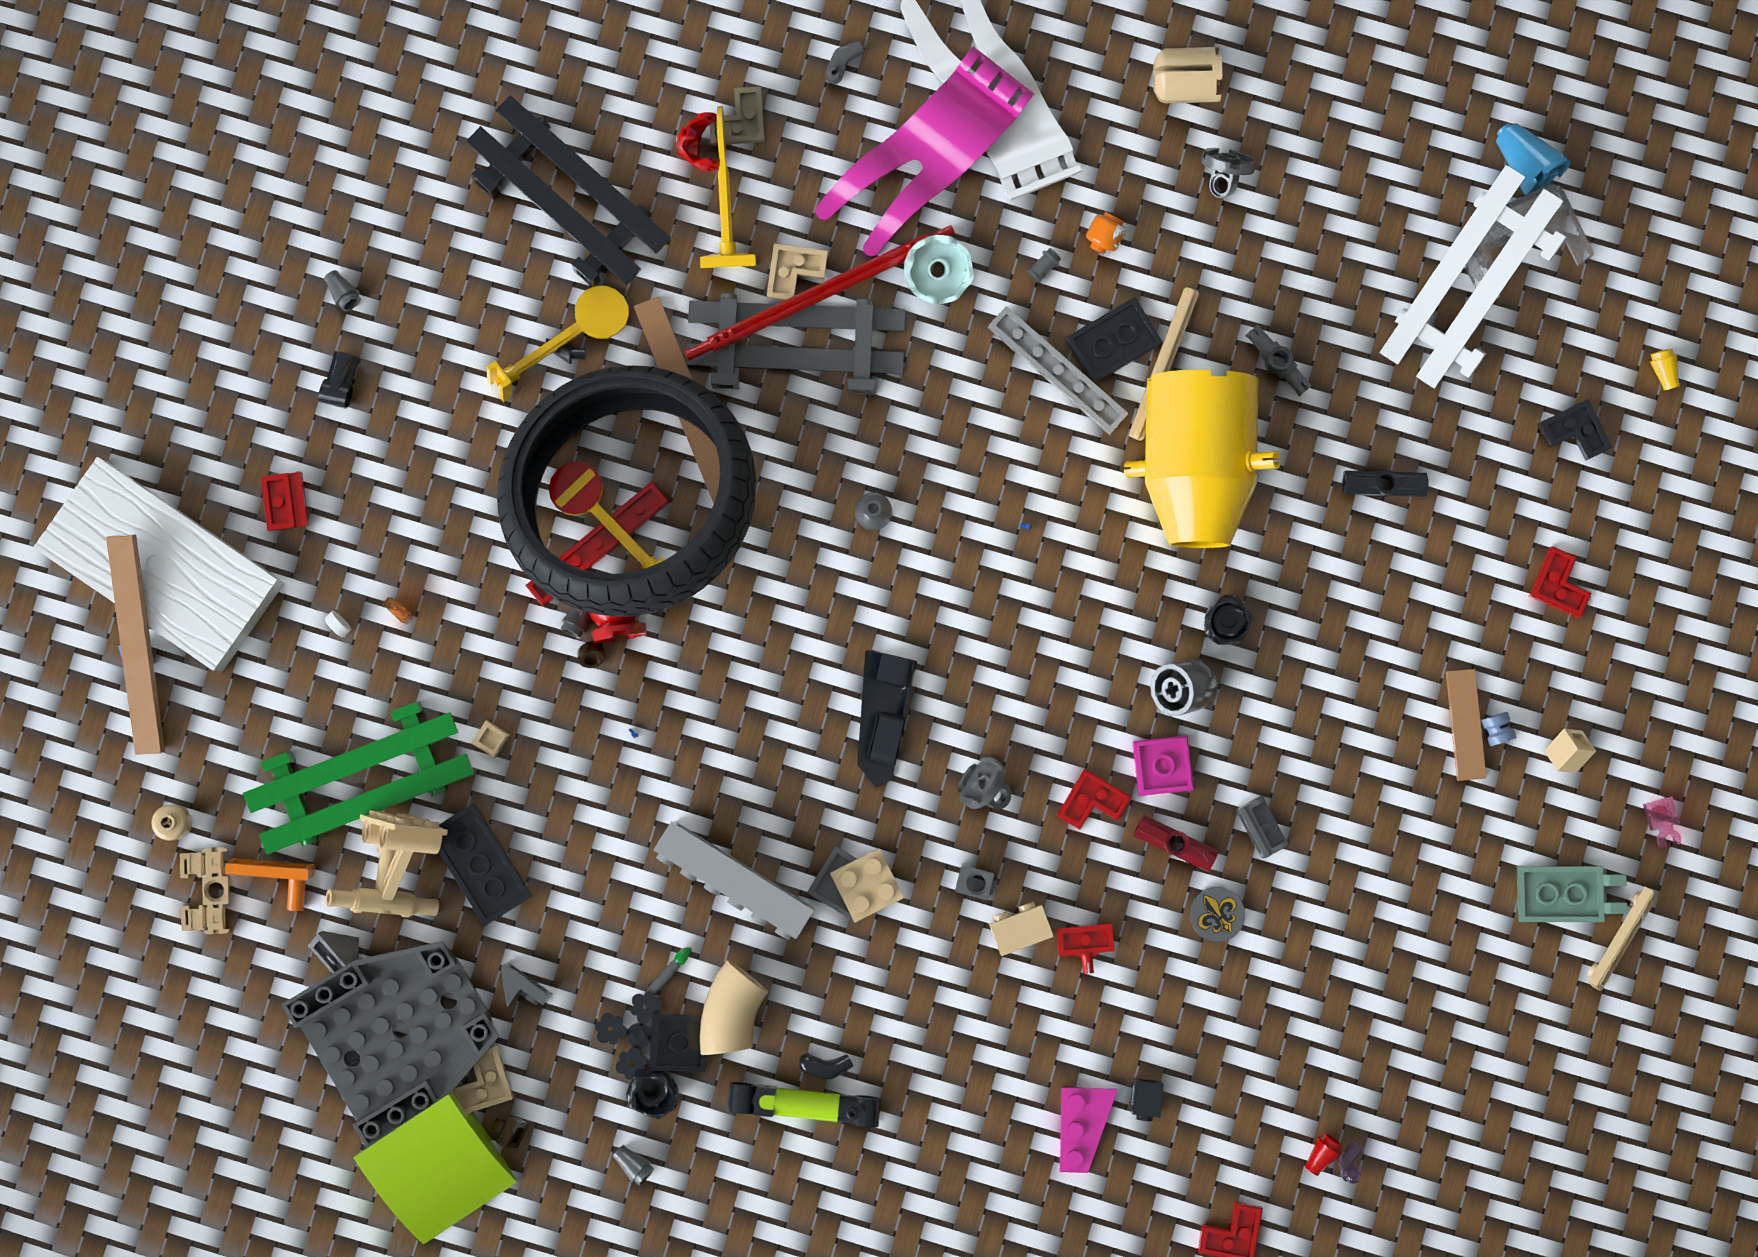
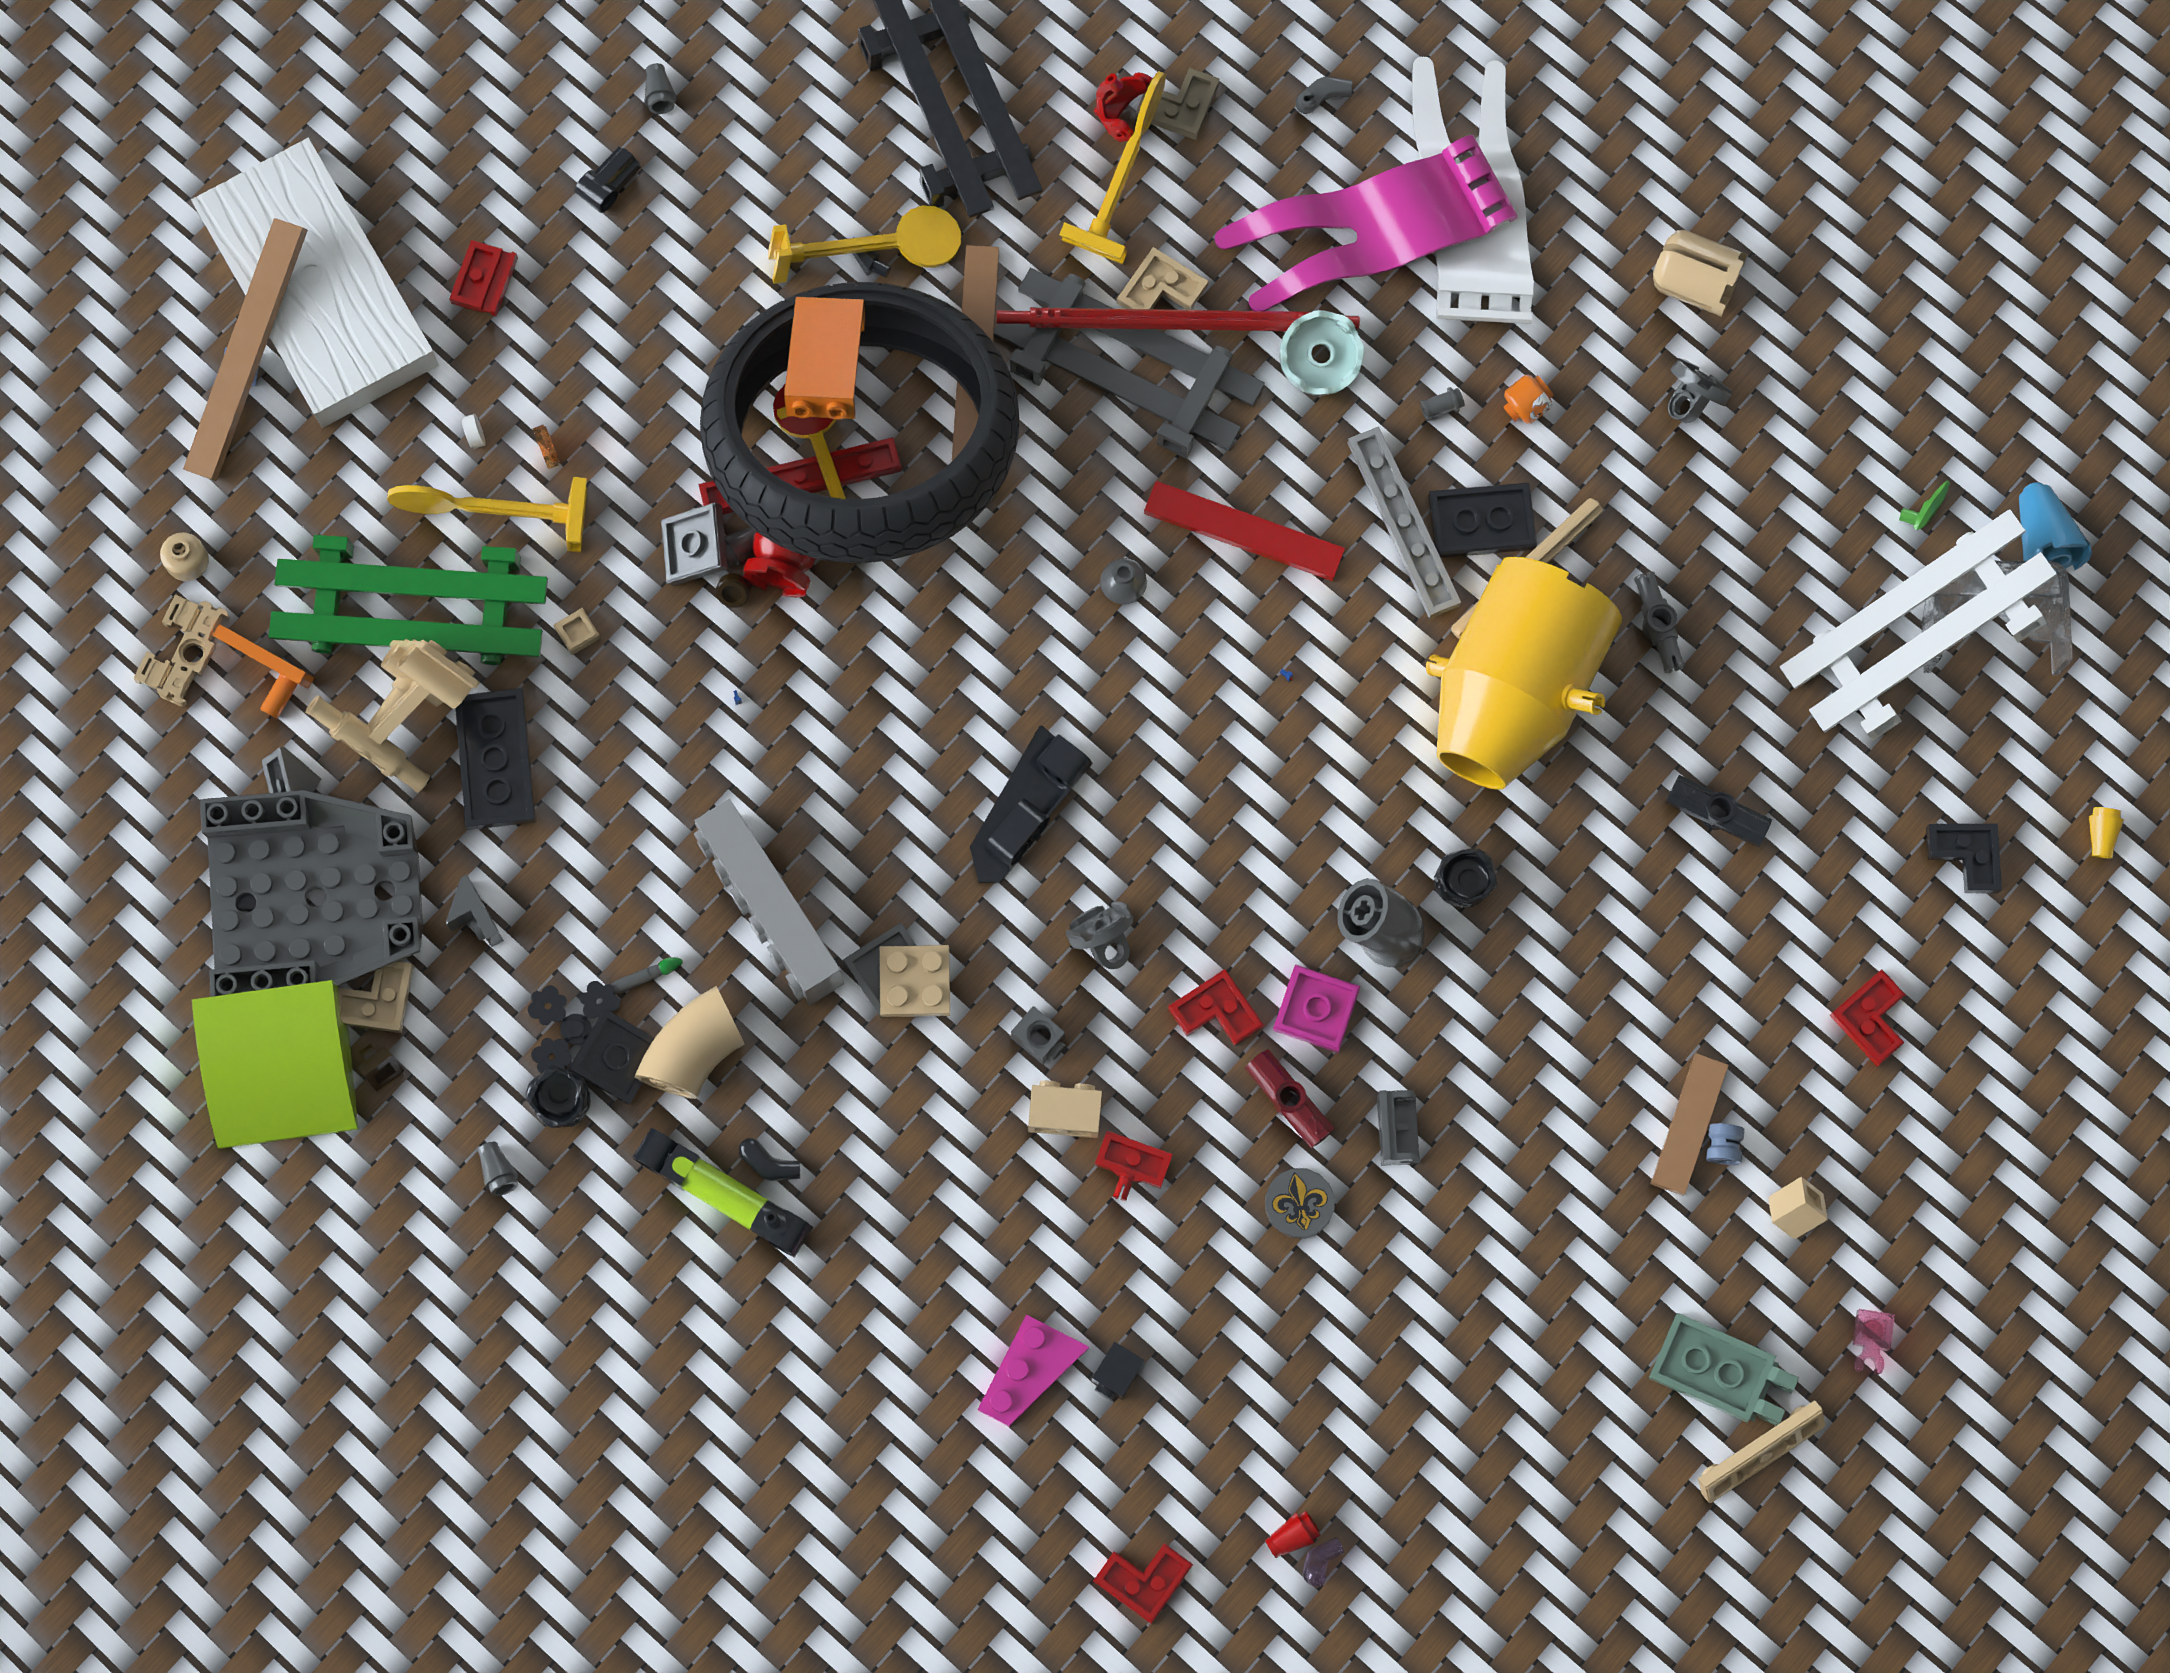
camera: 25 degrees right, 10 degrees down
(441, 654) = (435, 501): none -> yellow piece
(545, 634) = (694, 544): none -> plate
(580, 459) = (824, 357): none -> orange panel
(943, 431) = (1244, 531): none -> red tile
(1434, 181) = (1928, 510): none -> bright green bar

